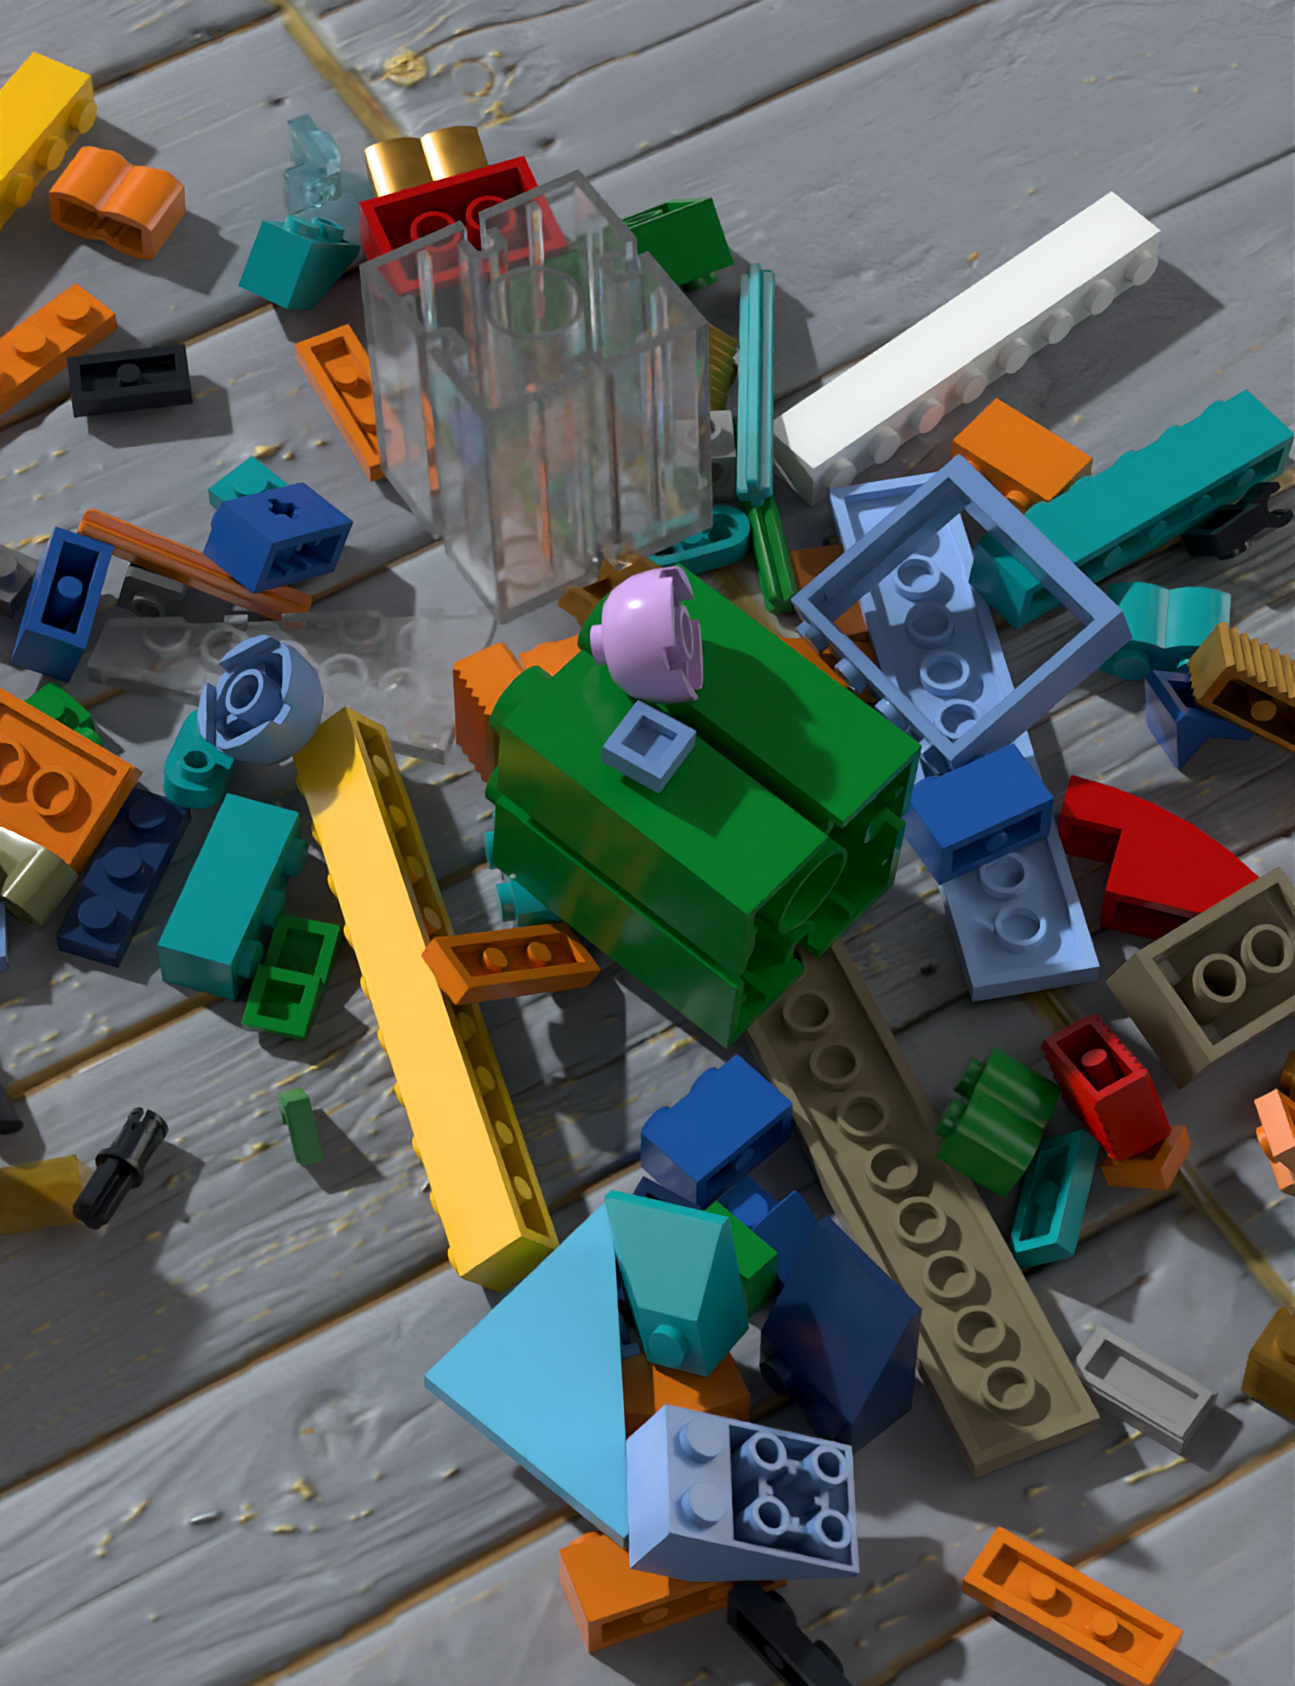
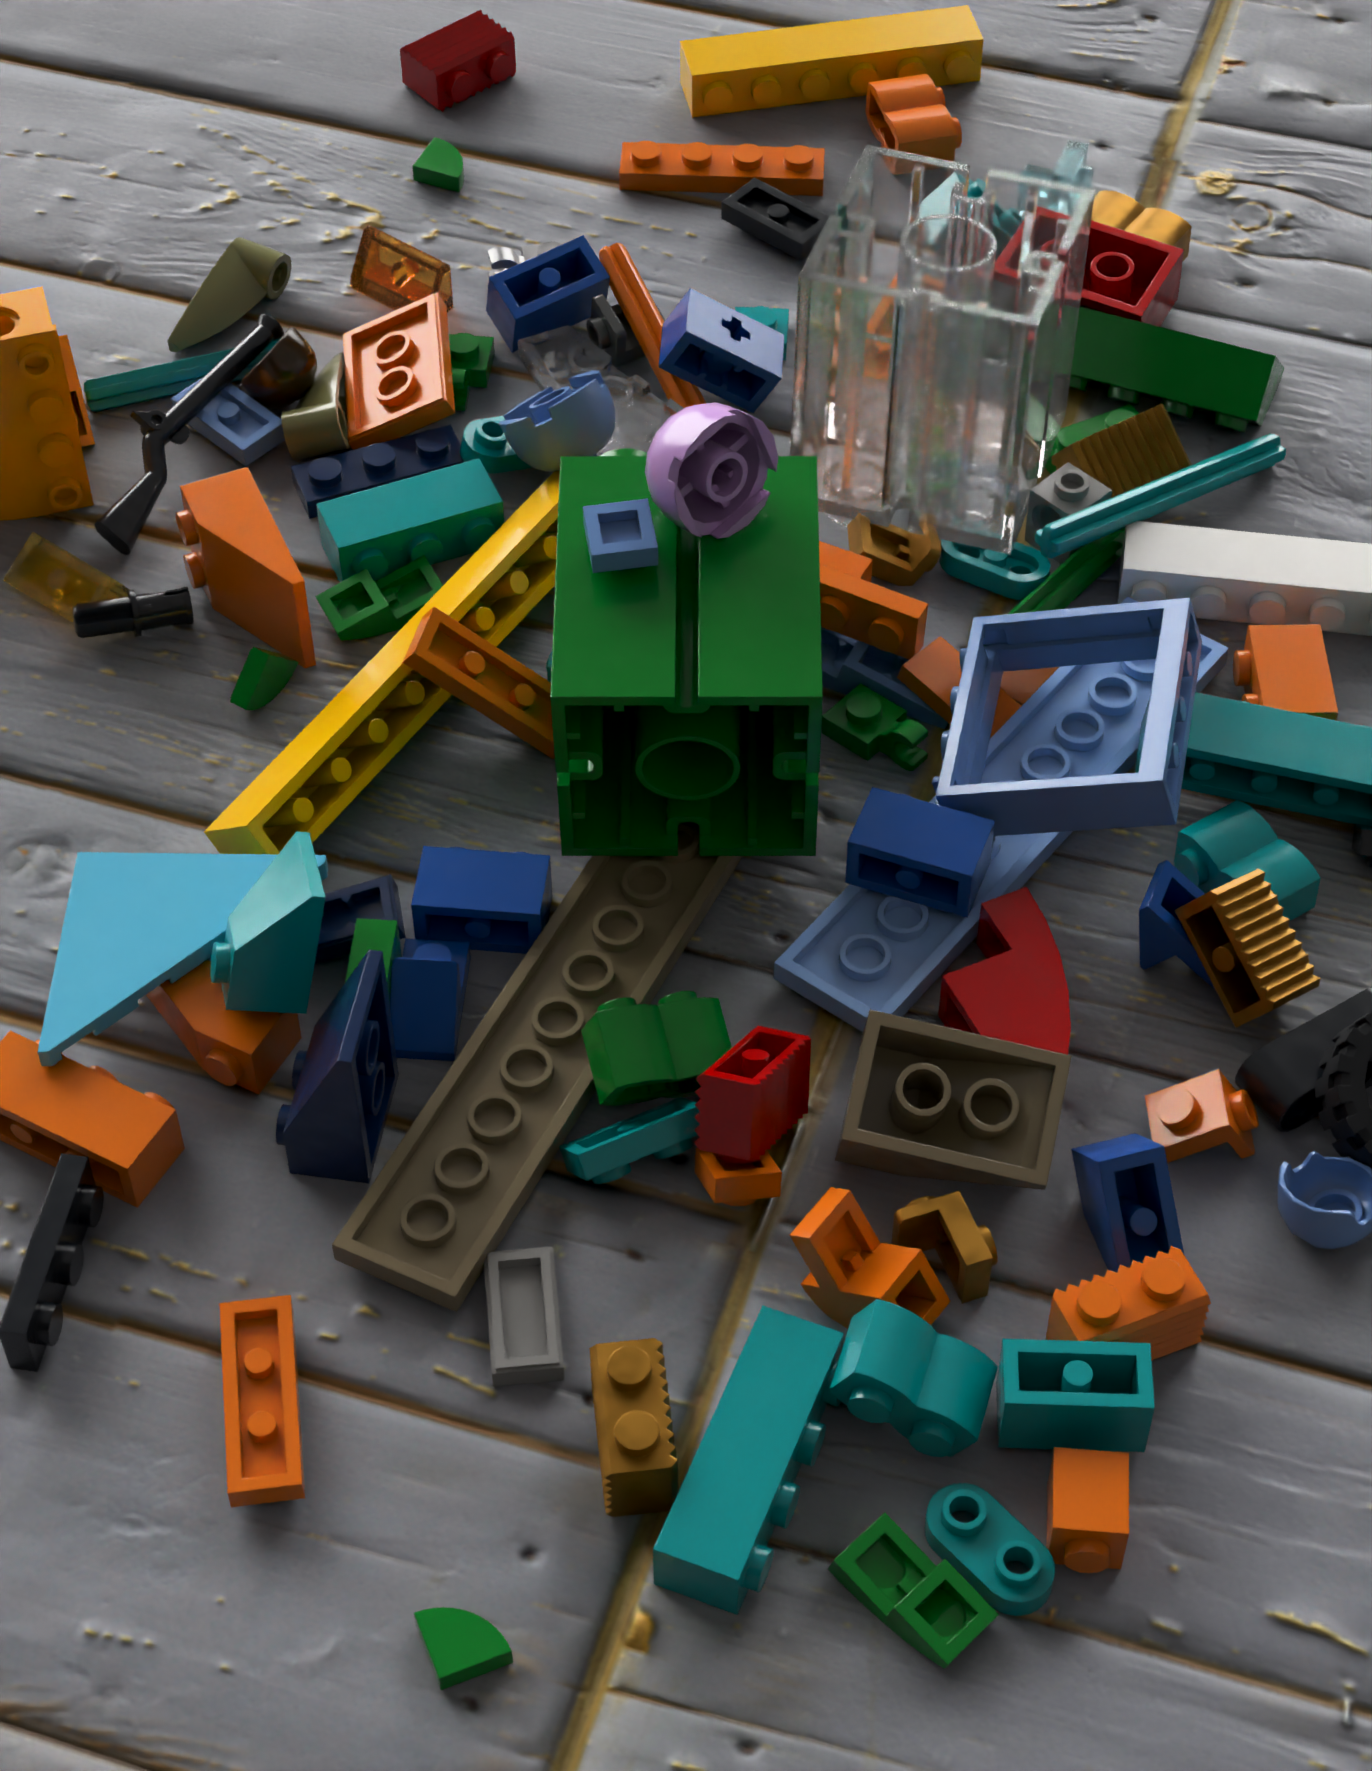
camera: 50 degrees right, 5 degrees down
(186, 1042) = (245, 562): none -> orange slope
(738, 1501) = (132, 1100): medium blue slope -> none

